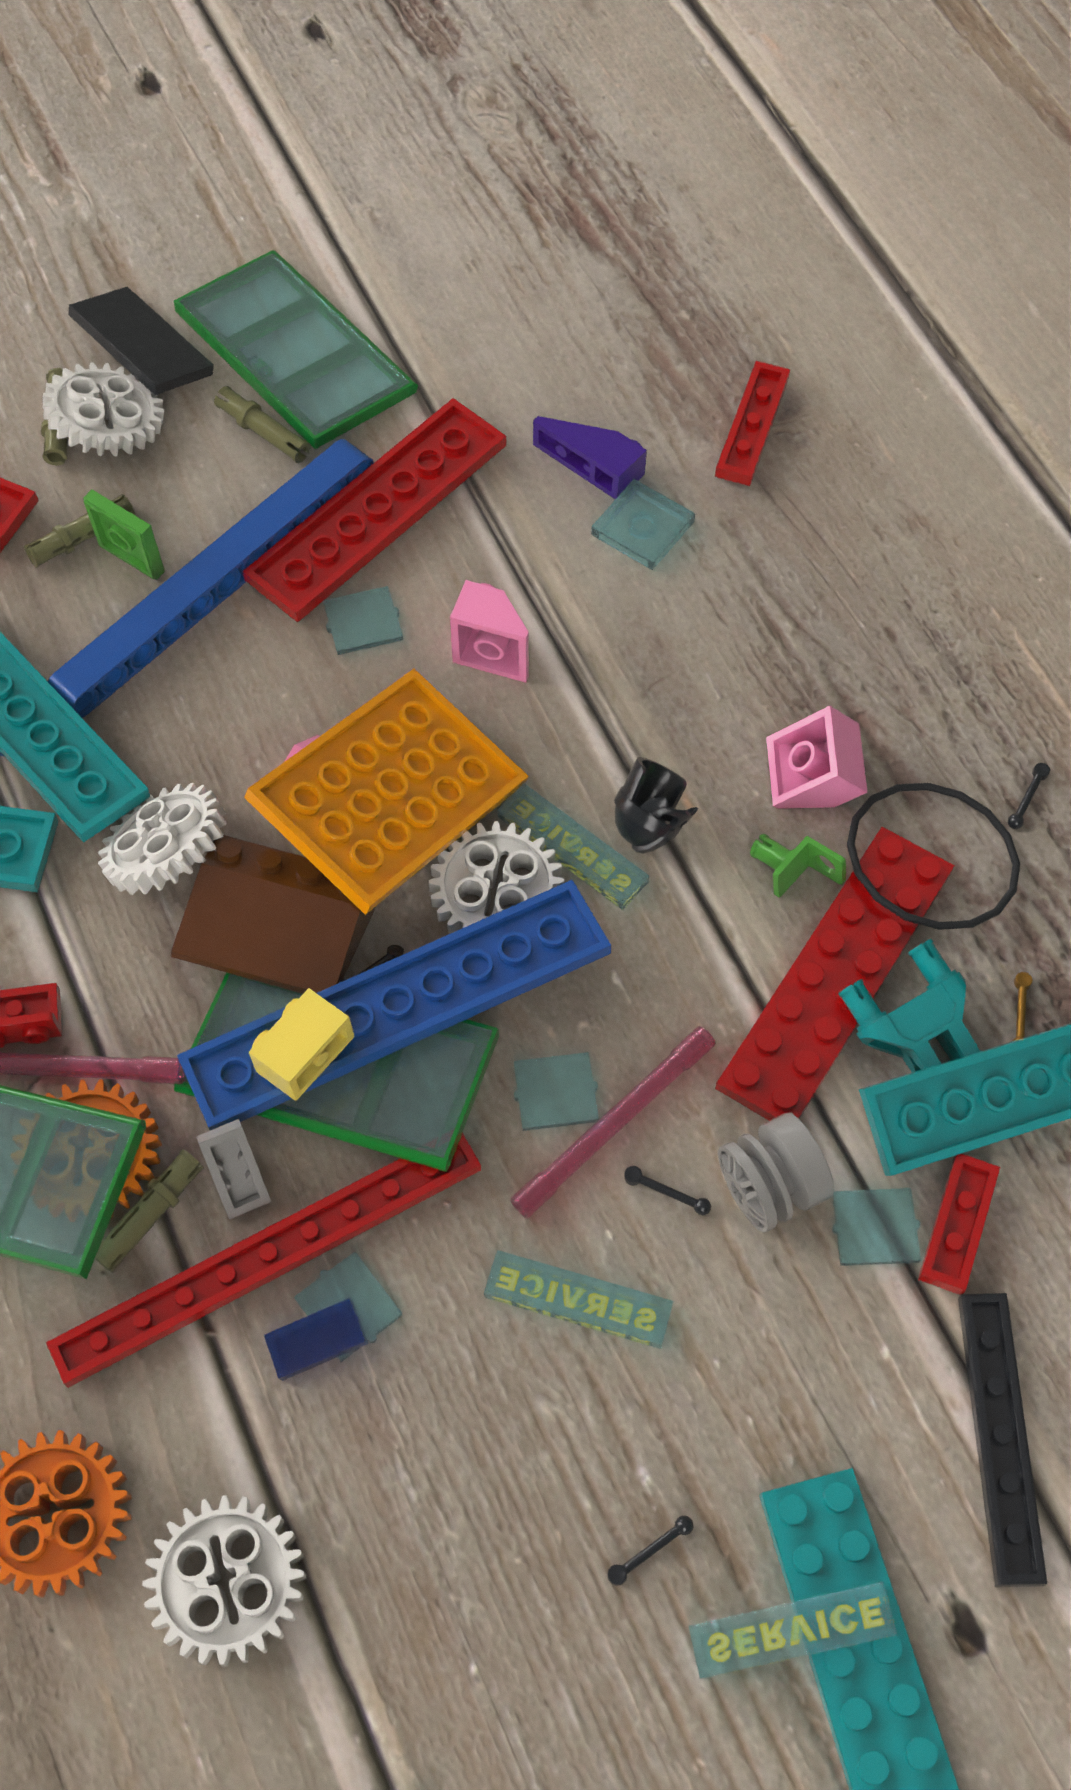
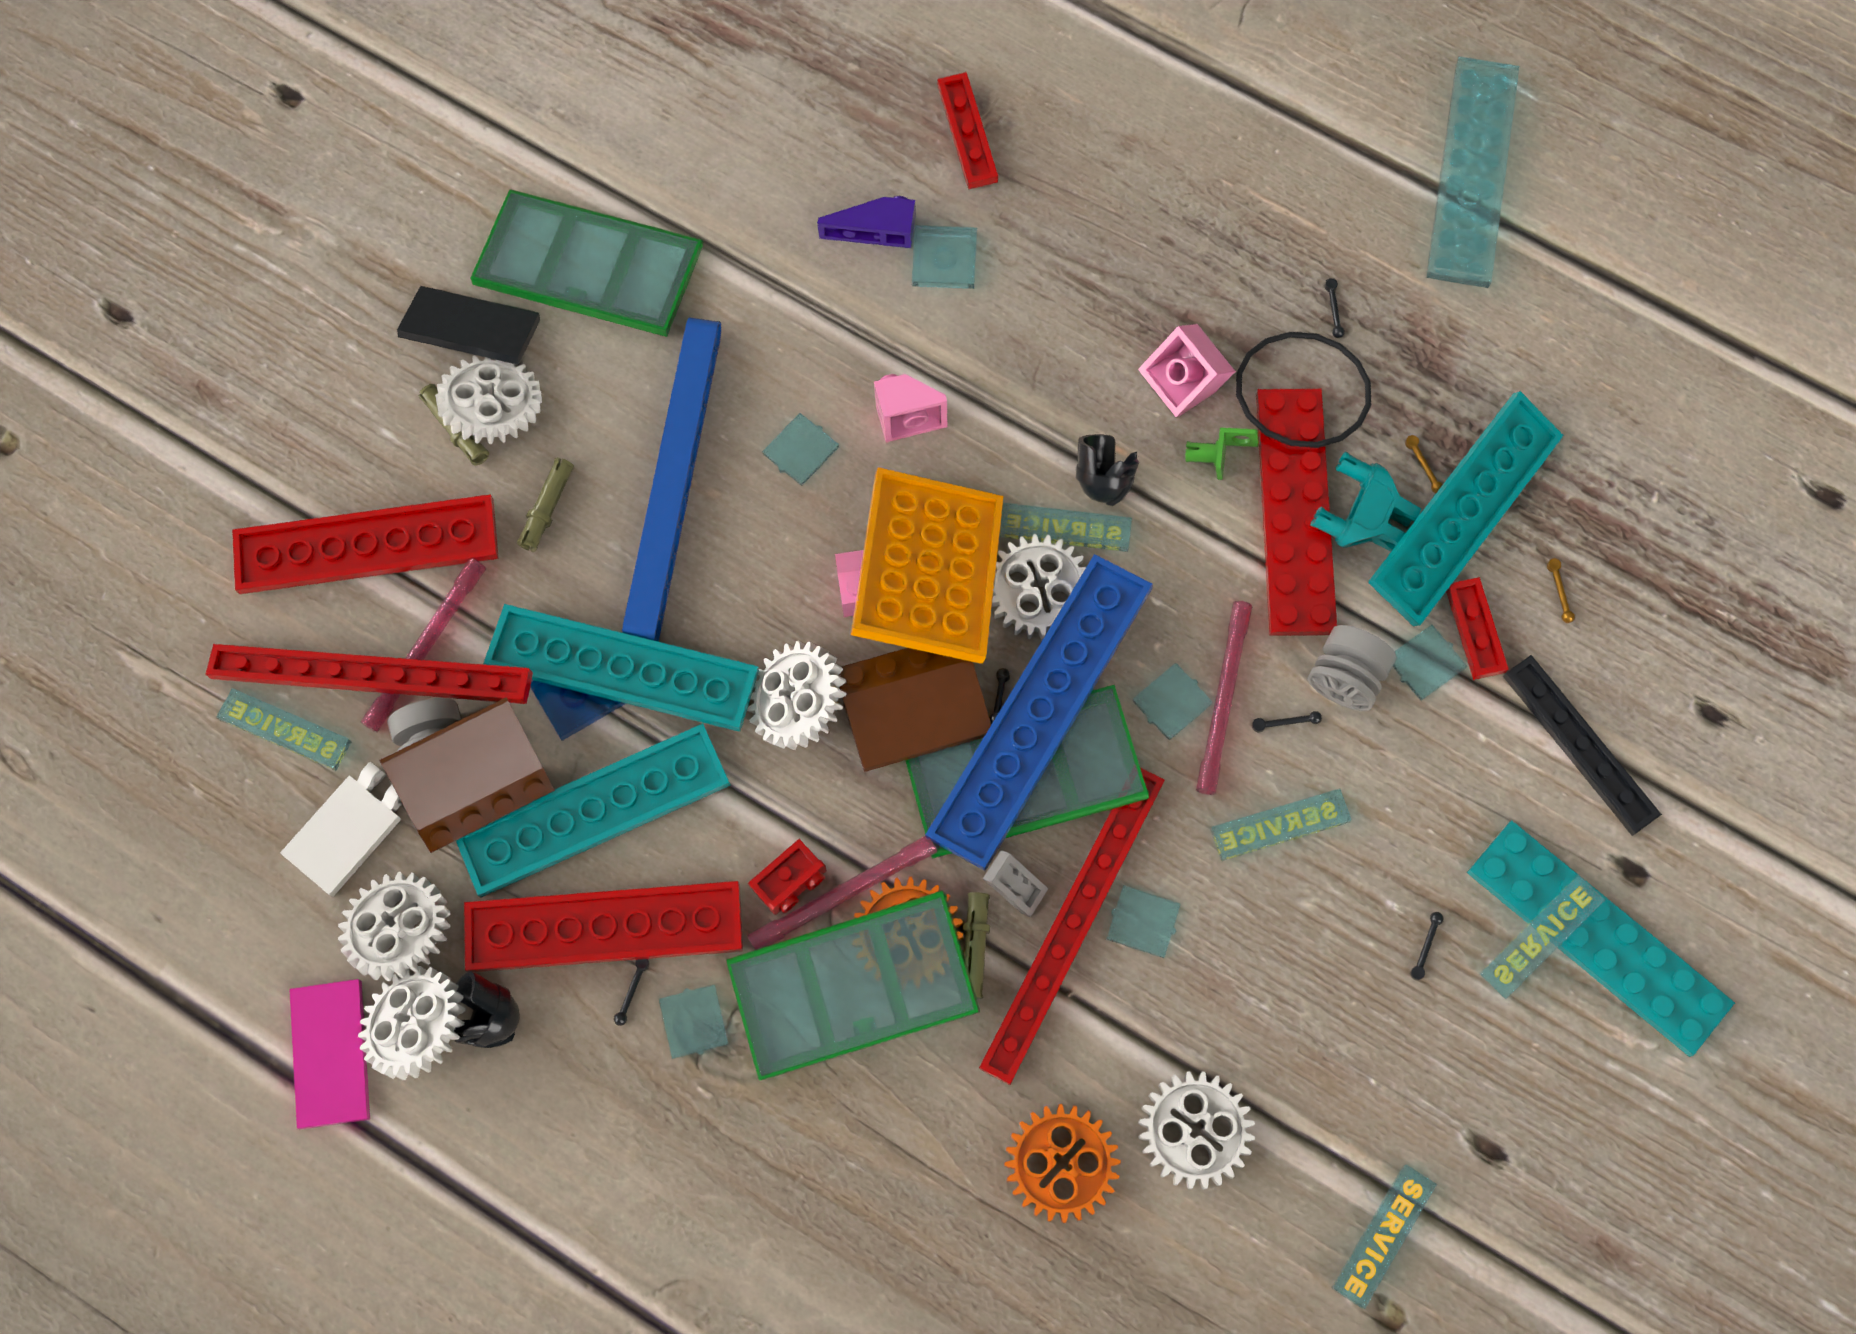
camera: 30 degrees left, 10 degrees up
(124, 534) = (590, 490): bright green tile -> none
(250, 416) = (616, 340): olive pin -> none
(301, 1043) = (1008, 776): light yellow brick -> none
(315, 1339) = (1142, 954): clear blue tile -> none
(374, 509) = (748, 358): red plate -> none

